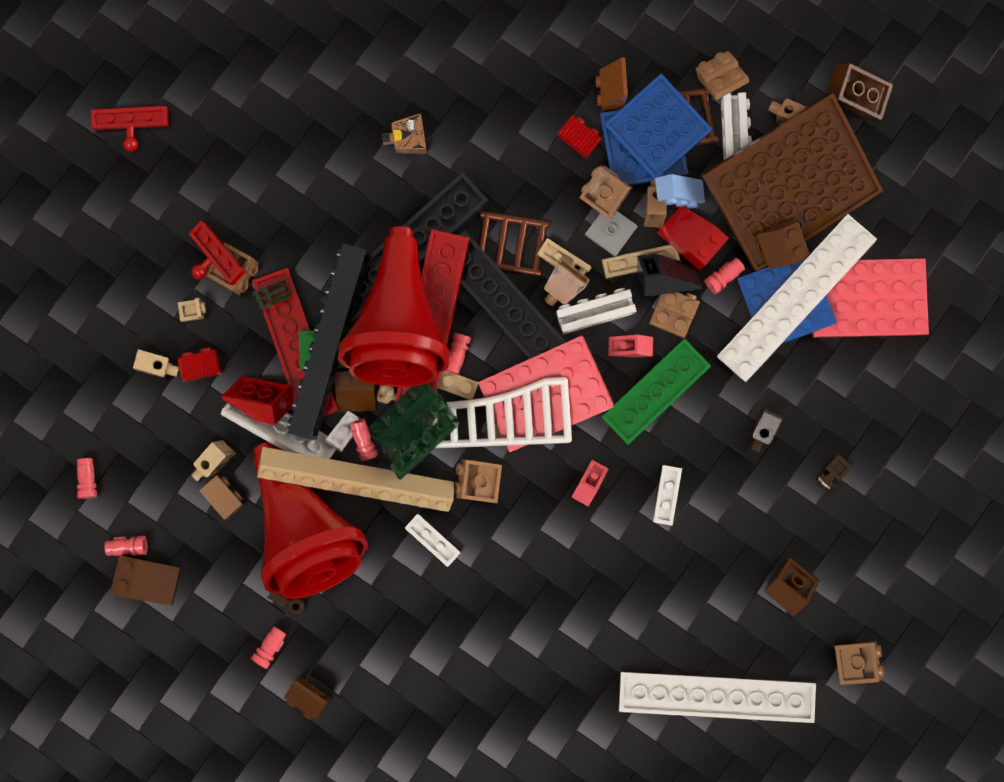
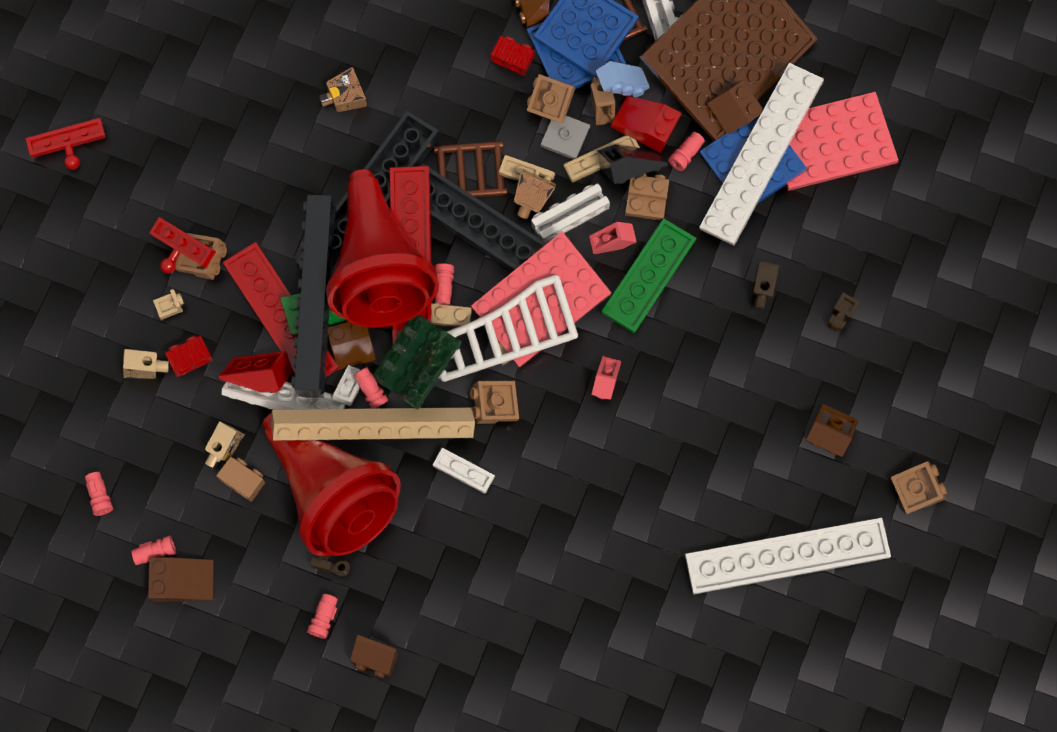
camera: 15 degrees left, 10 degrees down
(271, 295) = (249, 267): arm -> none
(385, 394) = (382, 339): tan tile -> none
(667, 495) = (686, 371): white plate -> none

